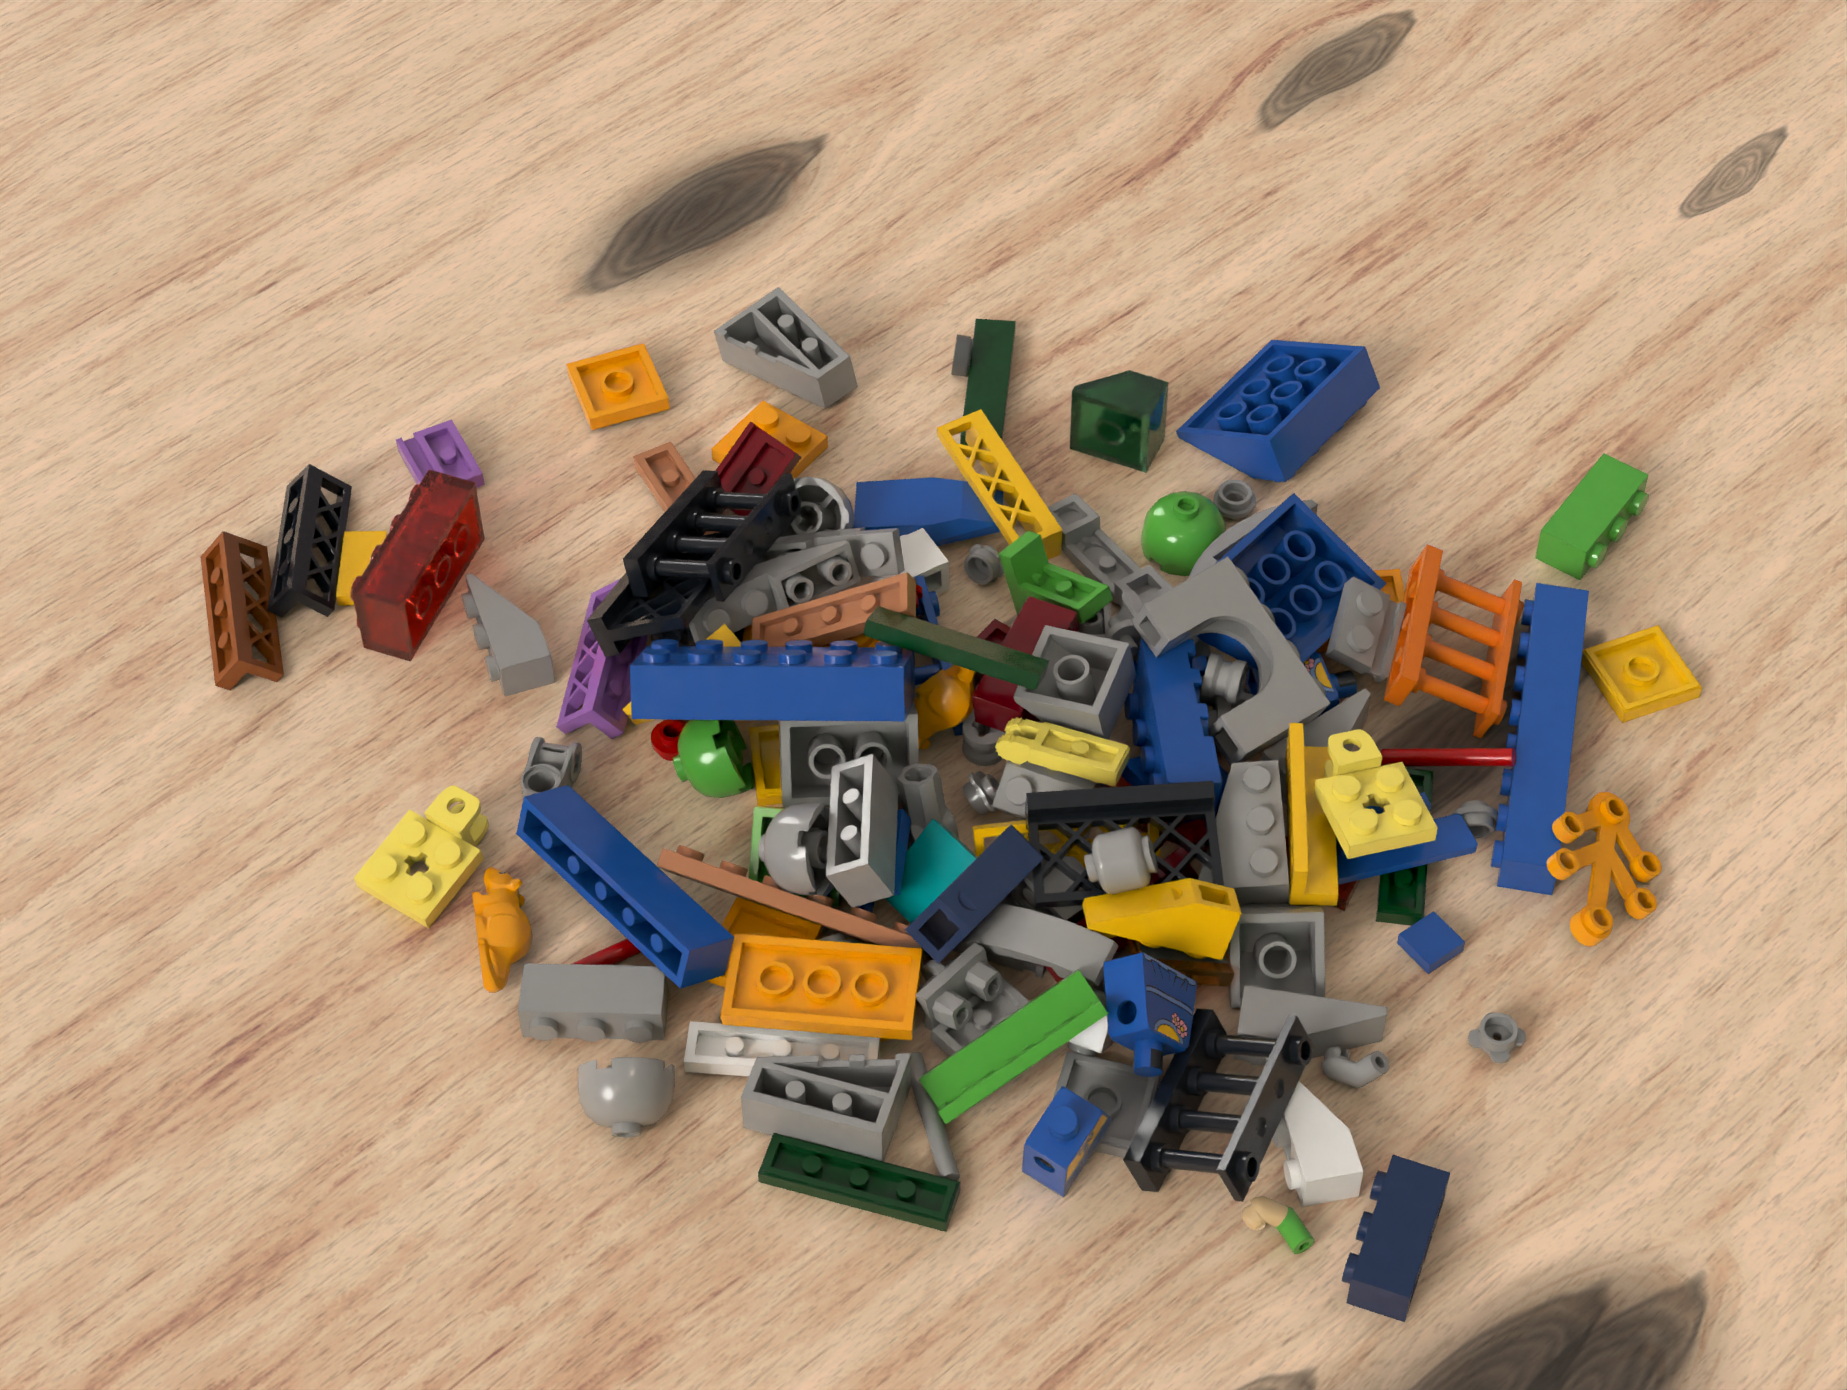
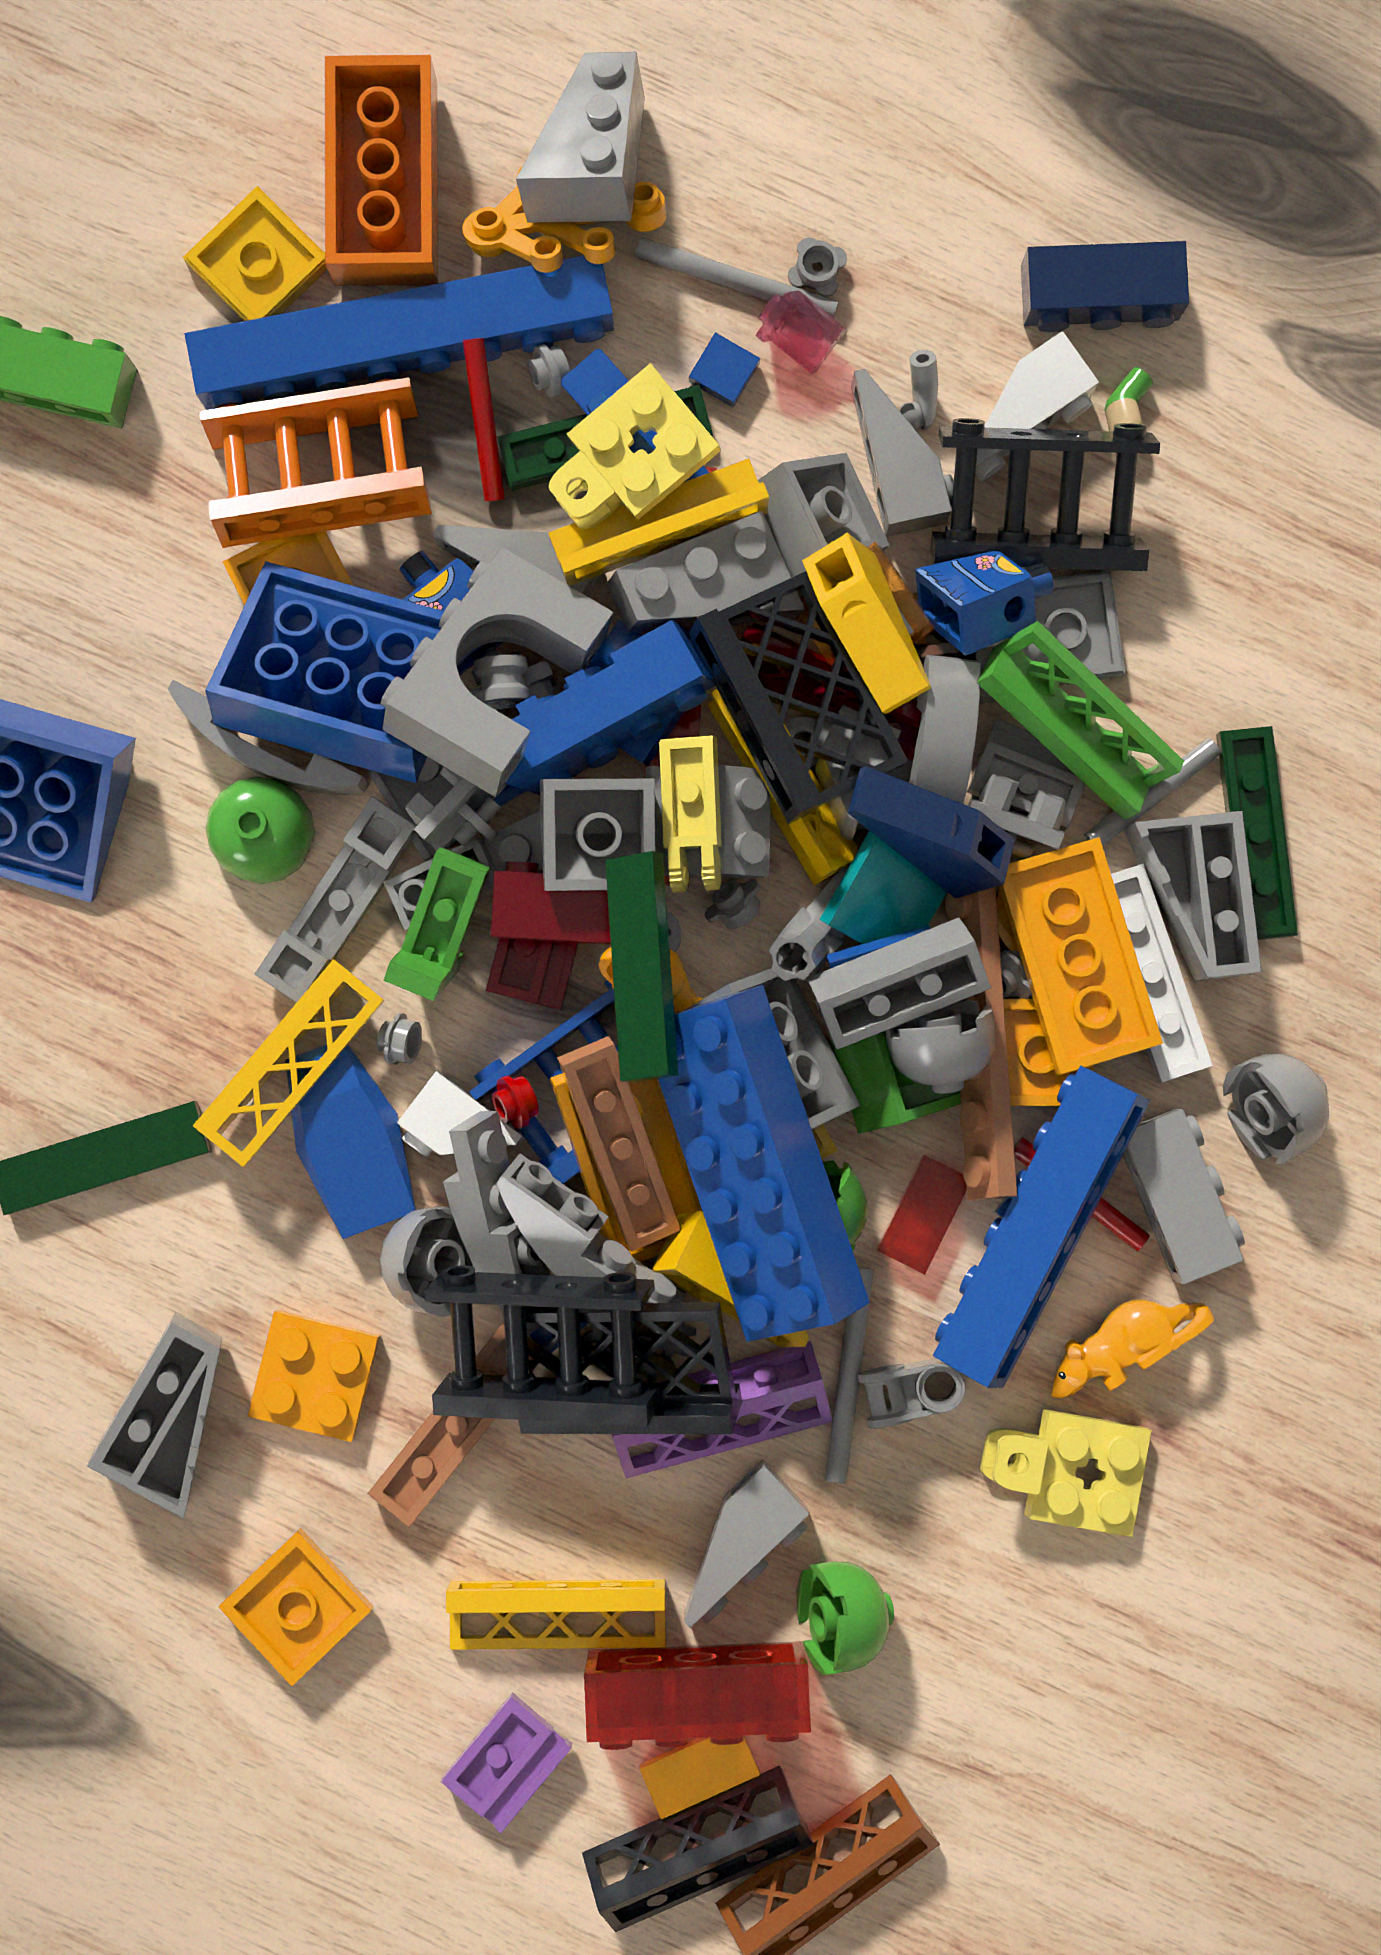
camera: 115 degrees left, 35 degrees up
(413, 672) = (845, 1616): none -> bright green cylinder
(531, 526) = (555, 1597): none -> yellow fence
(590, 752) = (848, 1388): none -> light grey bar
(668, 826) = (923, 1214): none -> clear red tile
(755, 463) = (384, 1368): dark red plate -> none
(962, 355) = (76, 1204): dark grey tile -> none
(1064, 1139) = (1158, 635): blue torso -> none
(1120, 418) = (124, 954): clear green slope -> none
(1121, 860) = (841, 678): light grey head -> none
(1235, 499) = (166, 784): light grey plate -> none
(1366, 629) = (348, 558): light grey plate -> none
(1447, 999) = (799, 329): none -> clear pink bracket
(1507, 979) = (722, 273): none -> light grey bar
(1656, 891) = (589, 146): none -> light grey wedge
(1682, 756) = (381, 170): none -> orange brick

